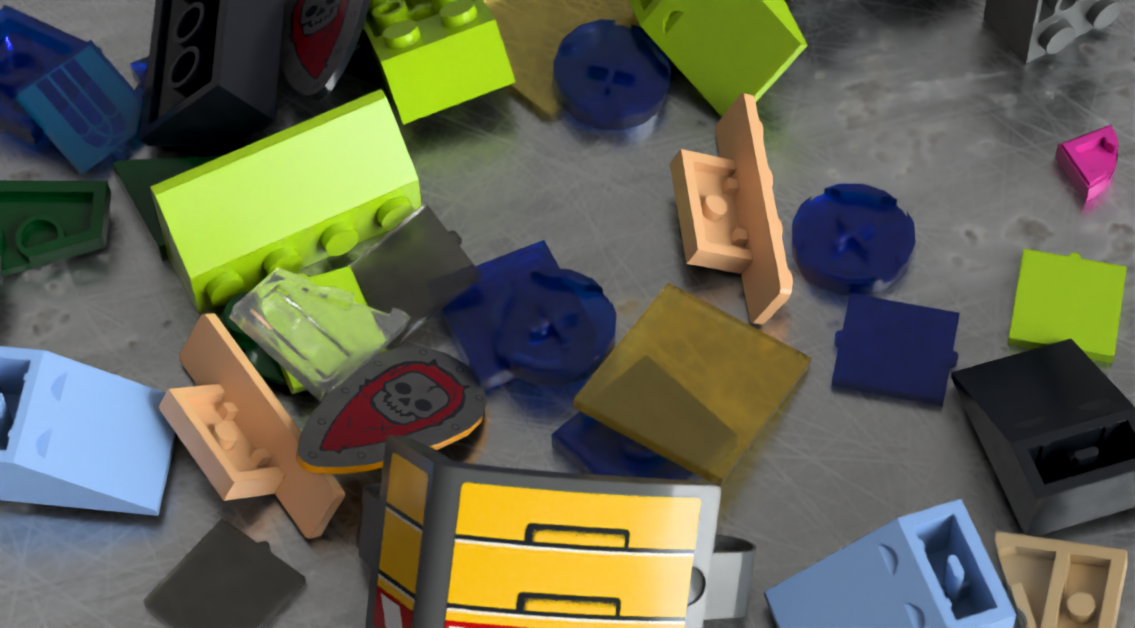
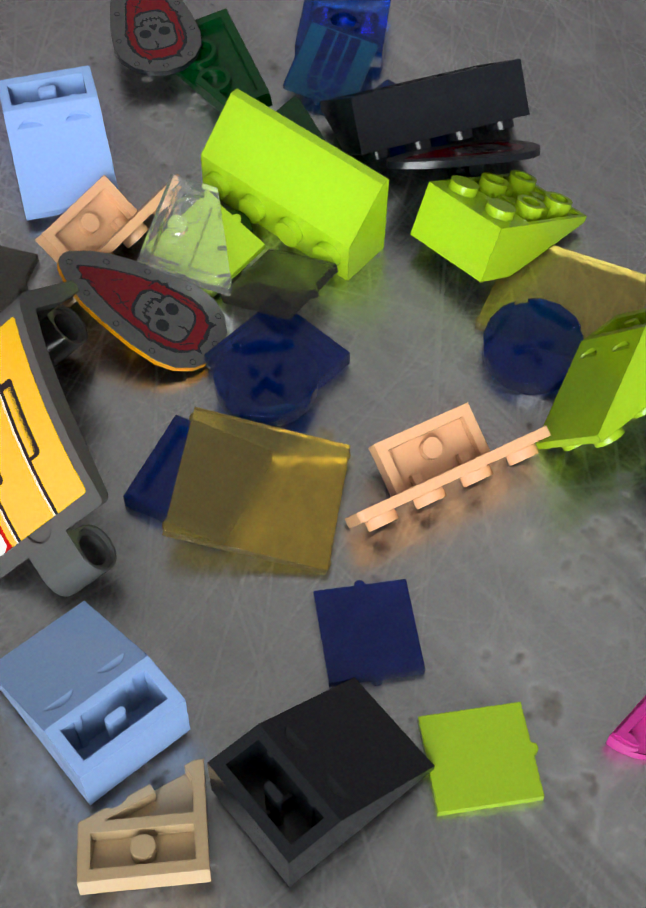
camera: 65 degrees right, 0 degrees up
(852, 240) = (463, 566): clear blue tile -> none

